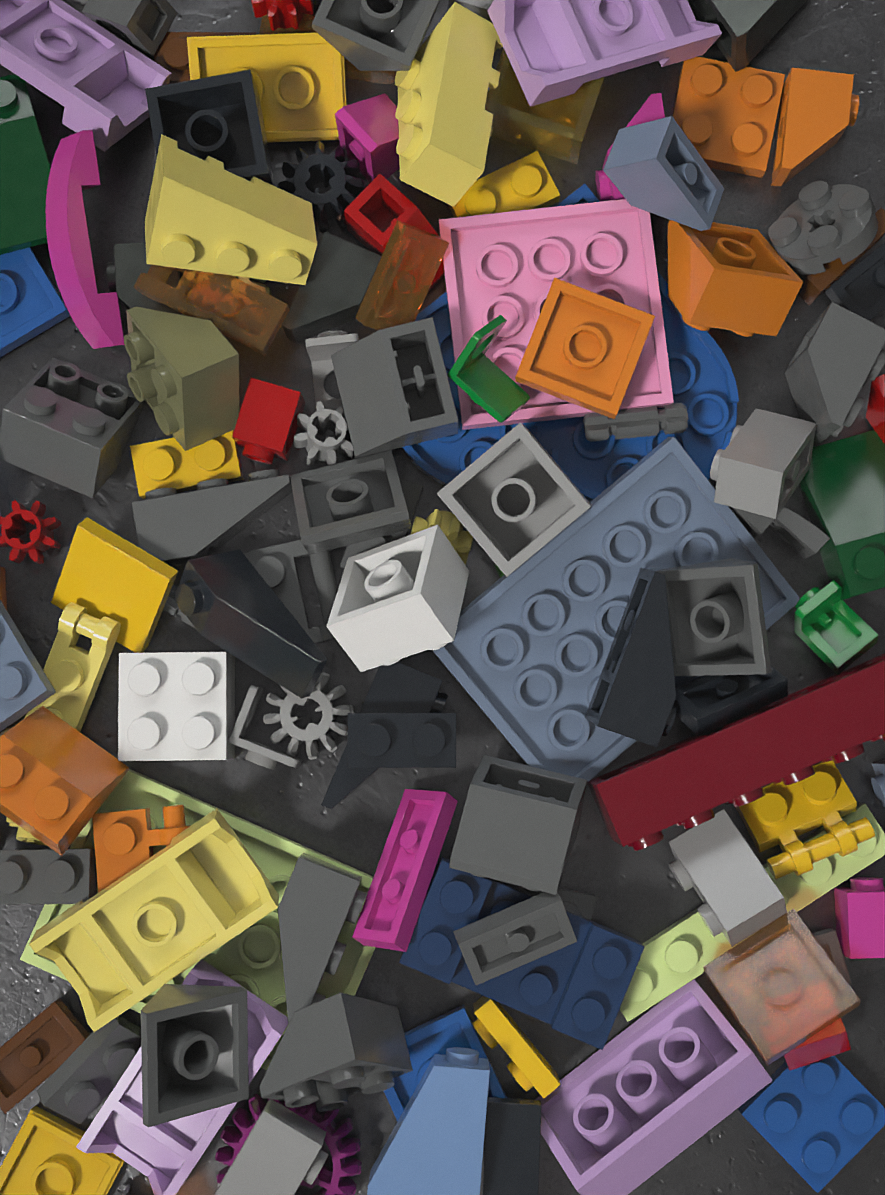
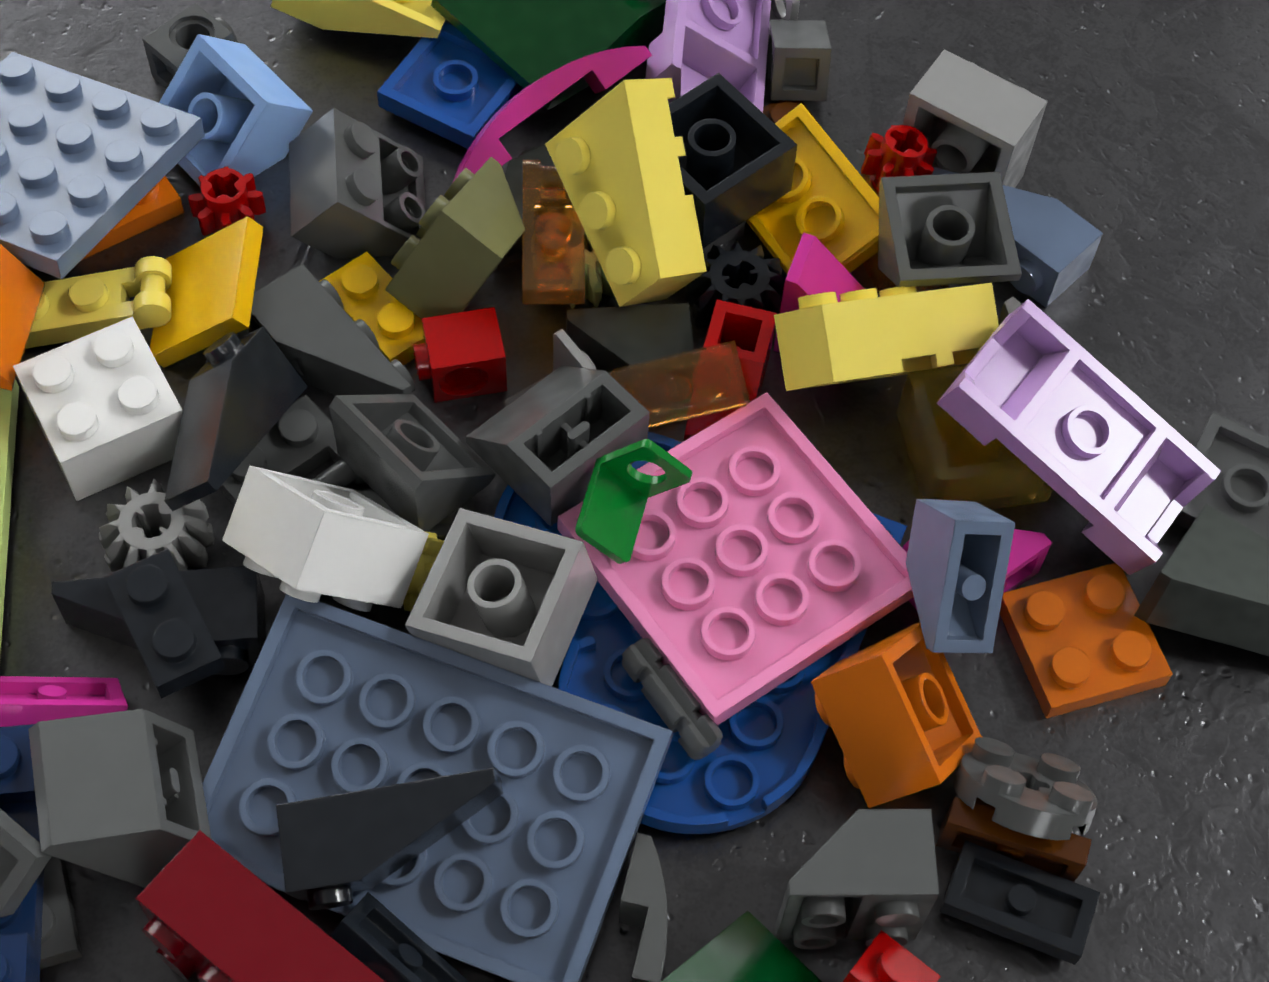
camera: 55 degrees right, 25 degrees down
(257, 752) = (100, 485): light grey bracket -> none
(319, 423) = (473, 394): light grey gear -> none
(511, 188) = (864, 468): yellow plate -> none
(584, 348) = (713, 585): orange plate -> none
(717, 619) = (479, 887): dark grey slope -> none
(763, 463) = (704, 855): light grey brick -> none
(811, 119) = (1138, 725): orange slope -> none

